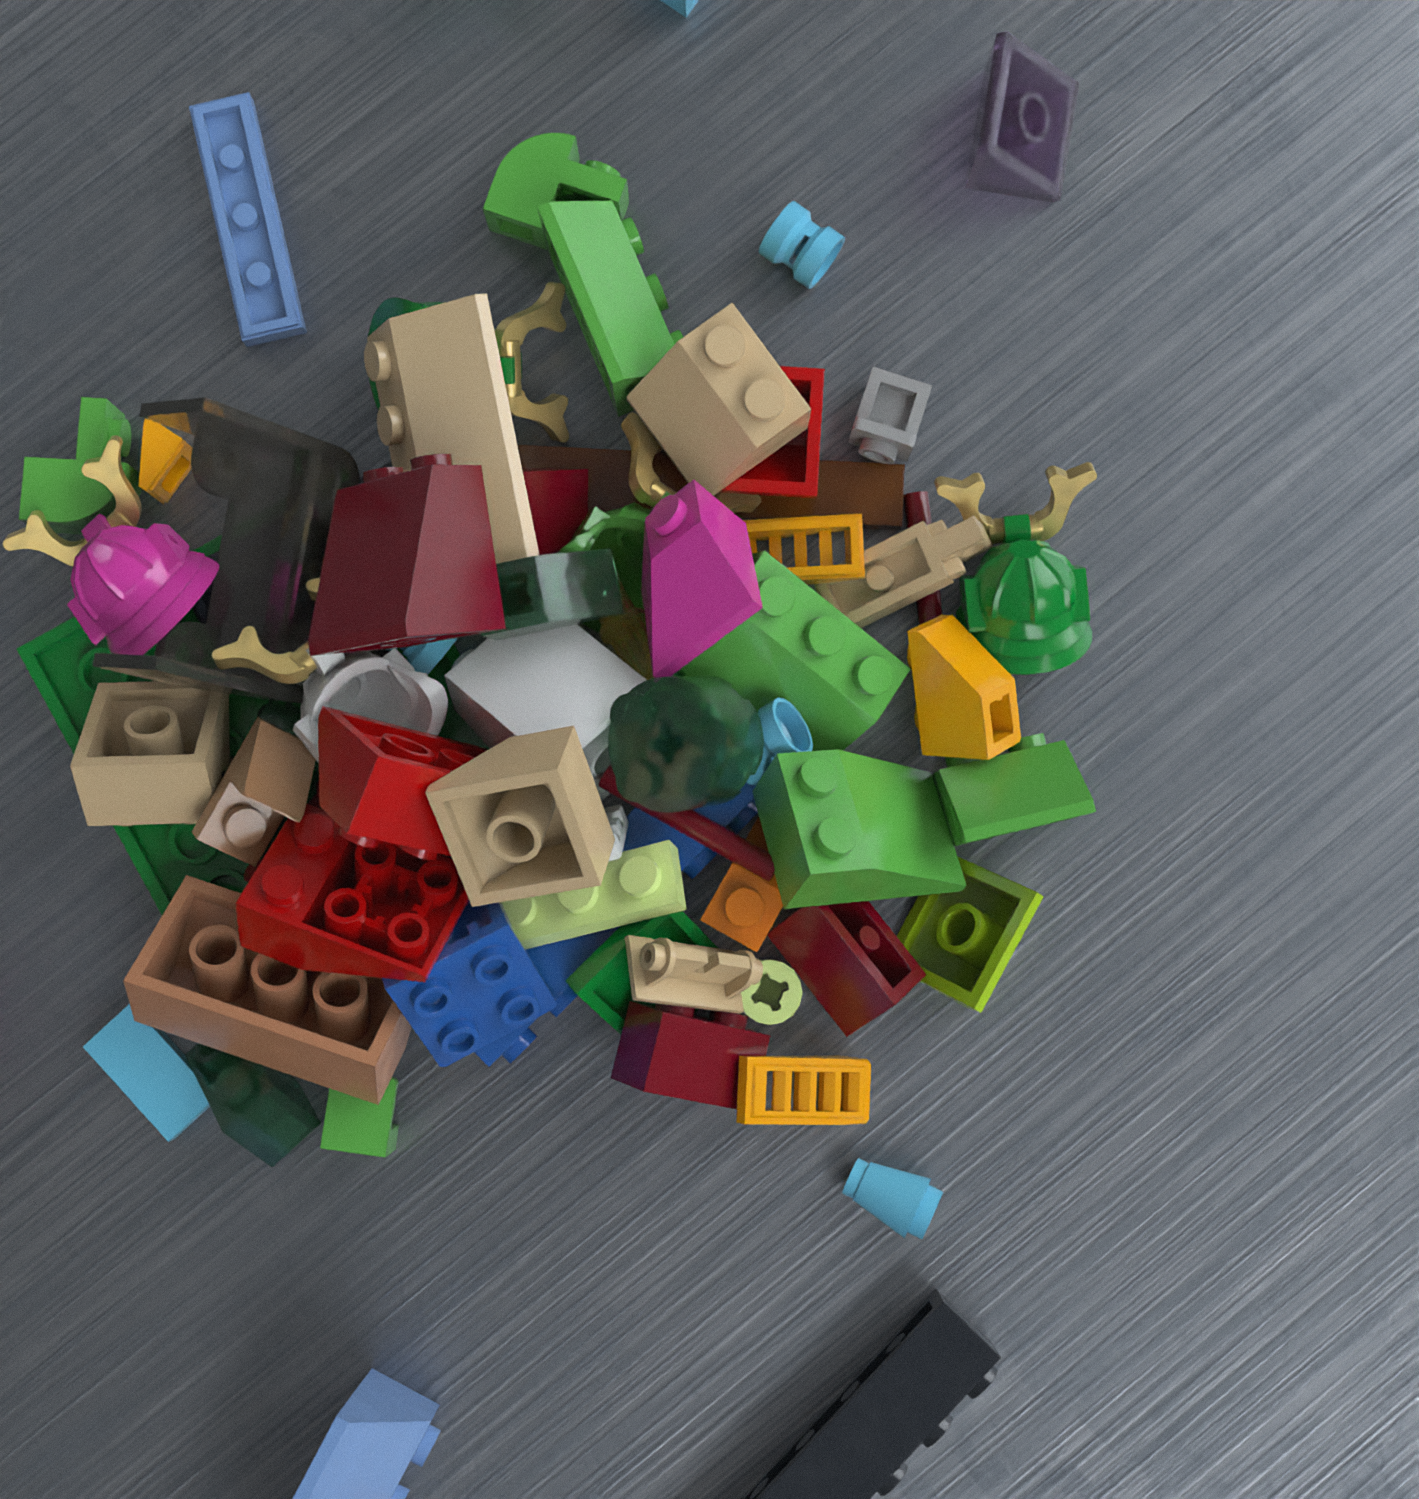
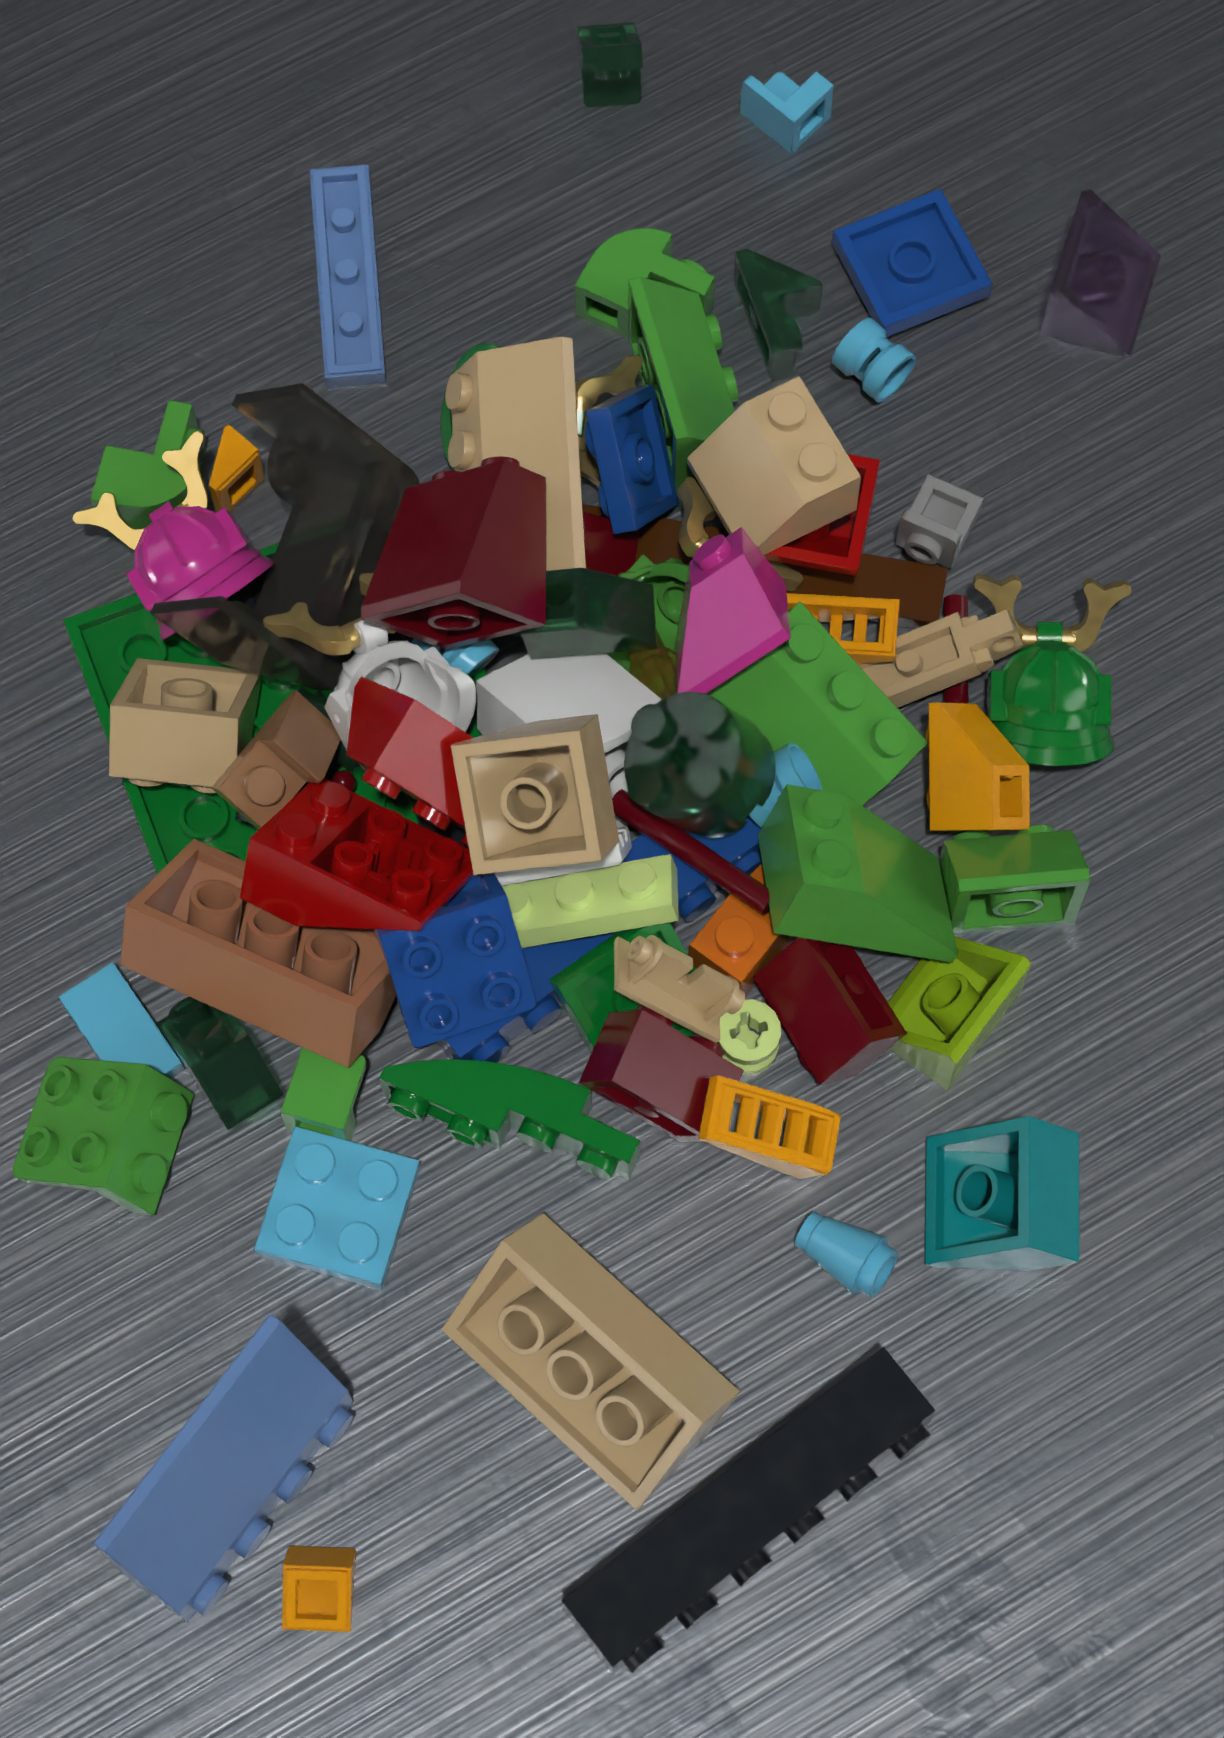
camera: 10 degrees right, 15 degrees down
(150, 1182) = (104, 1130): none -> bright green bracket
(394, 1220) = (337, 1208): none -> medium azure plate
(522, 1094) = (488, 1098): none -> green slope
(568, 402) = (631, 459): none -> blue plate
(663, 1341) = (589, 1359): none -> tan slope
(686, 188) = (772, 302): none -> clear green slope
(826, 128) = (912, 262): none -> blue plate
(1038, 1122) = (1003, 1197): none -> teal slope

